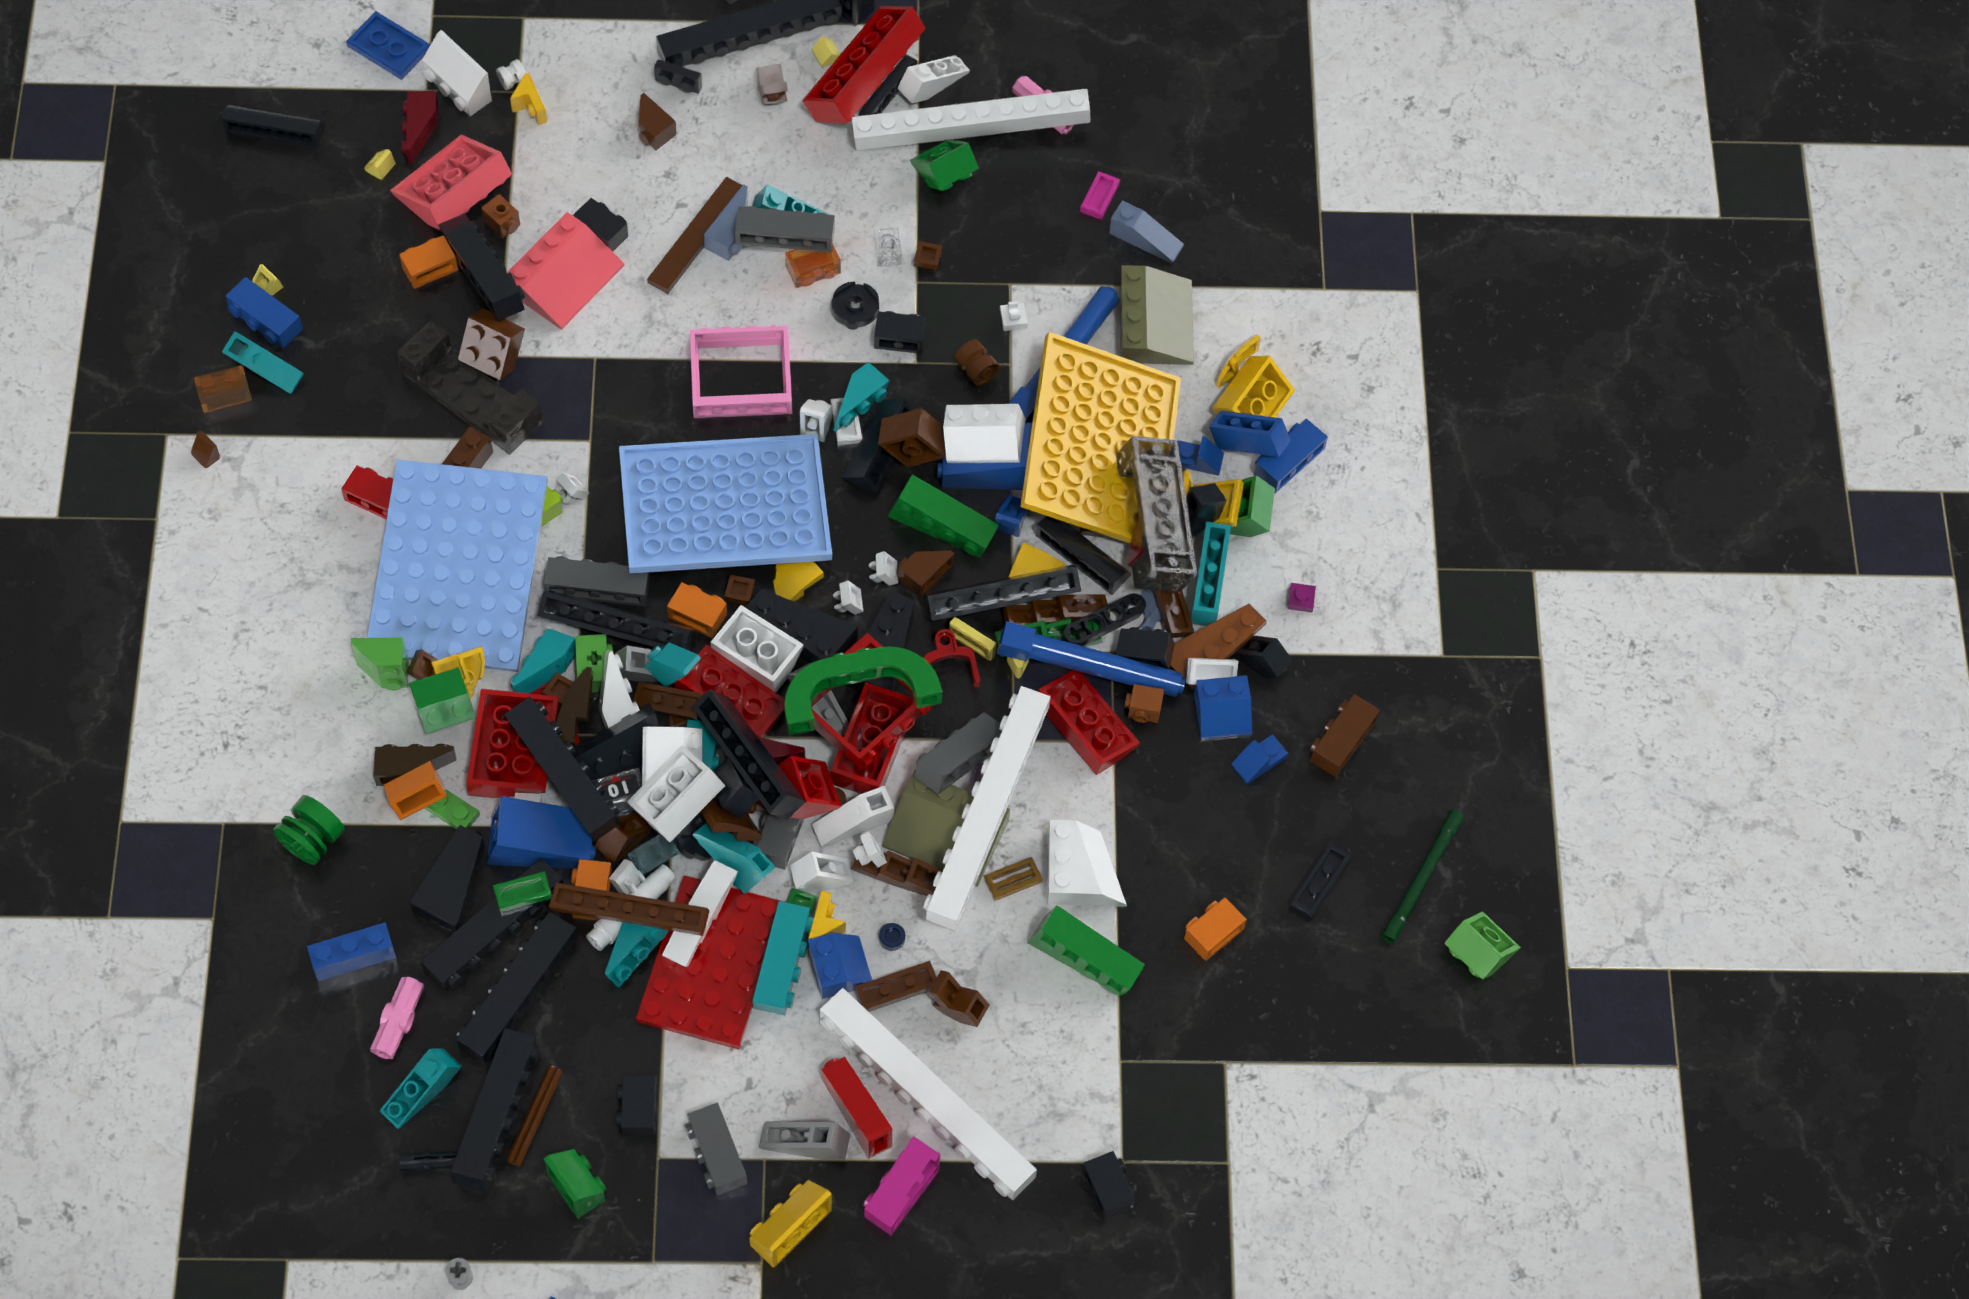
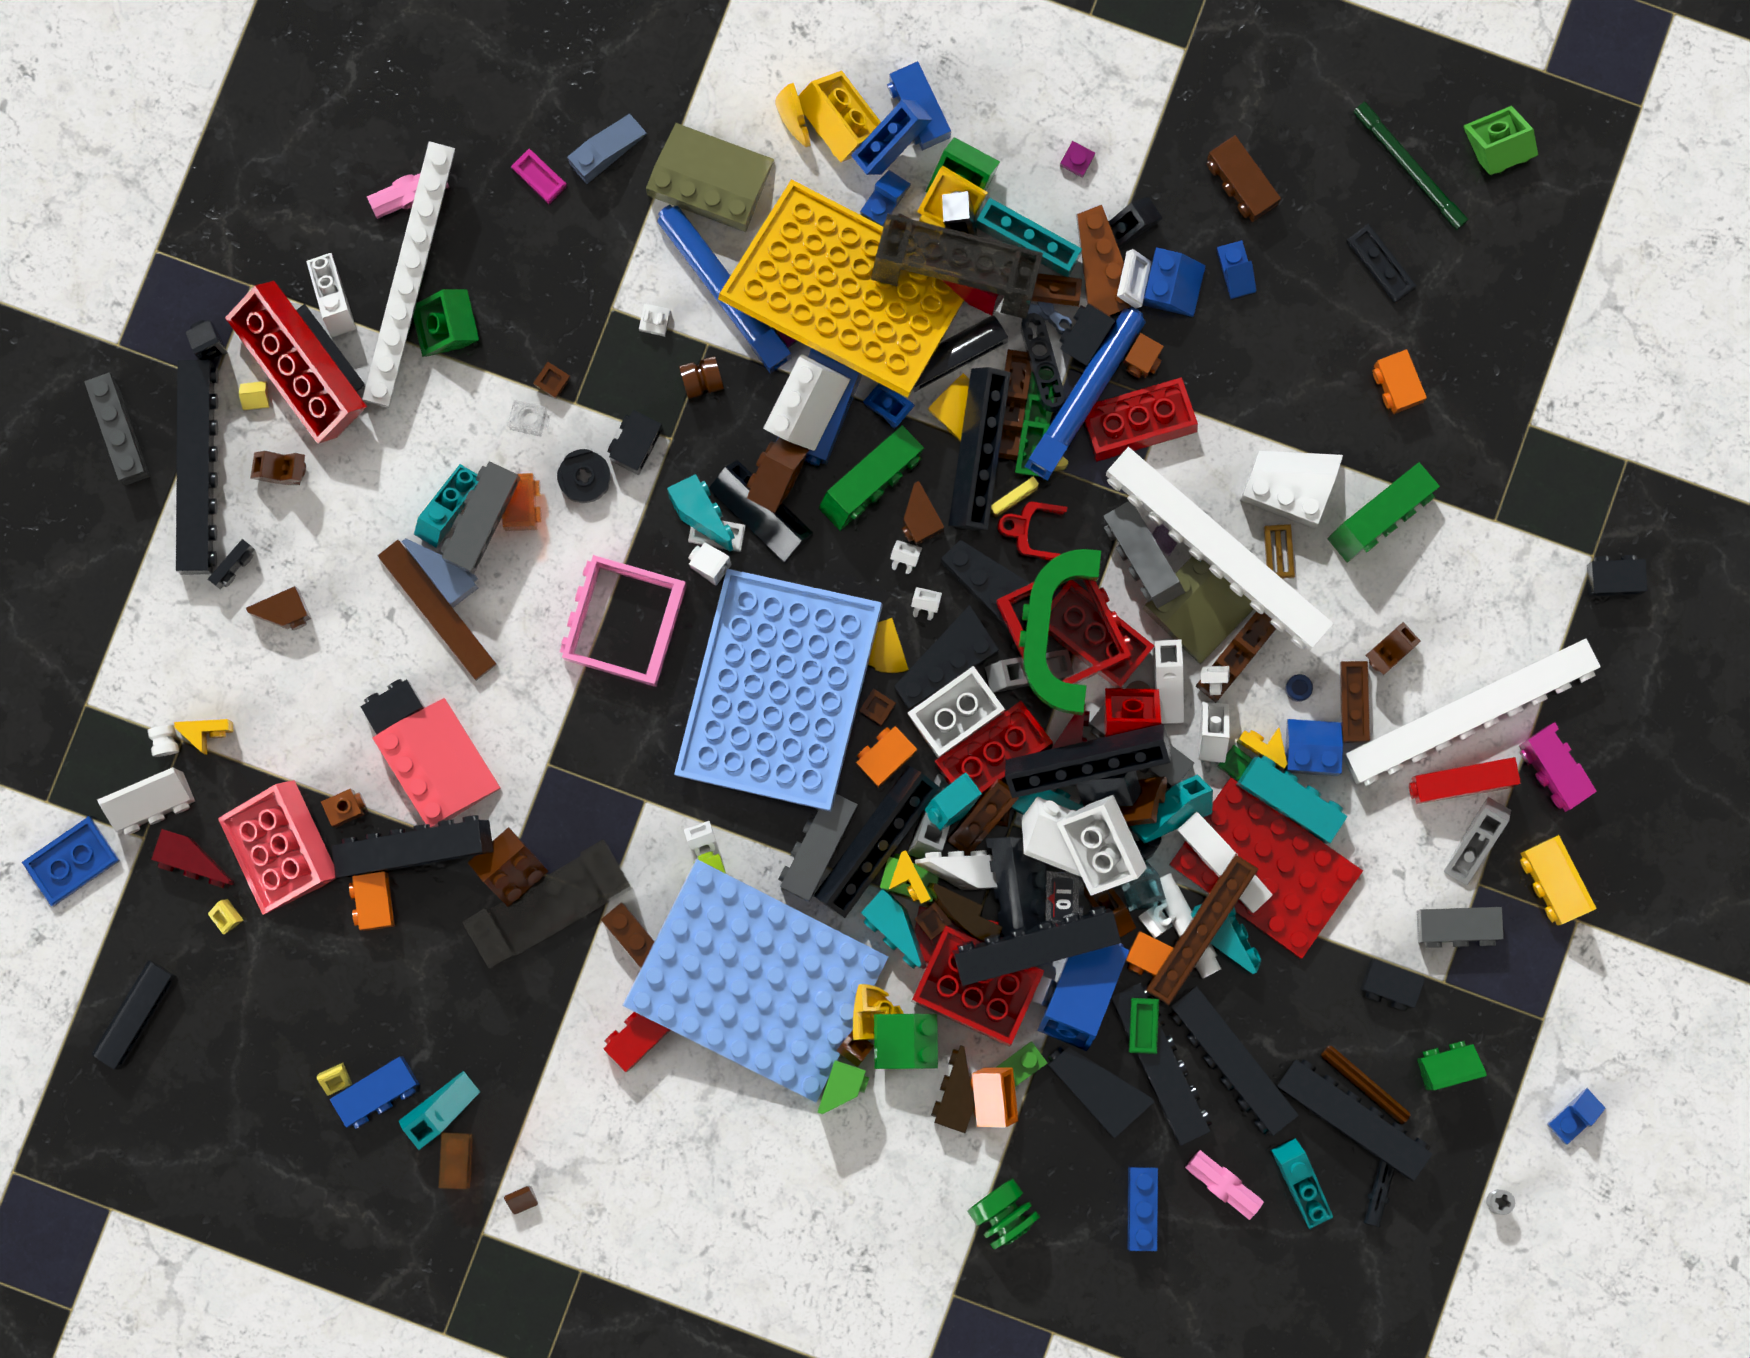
camera: 65 degrees left, 20 degrees up
(593, 650) = (906, 872): none -> yellow slope

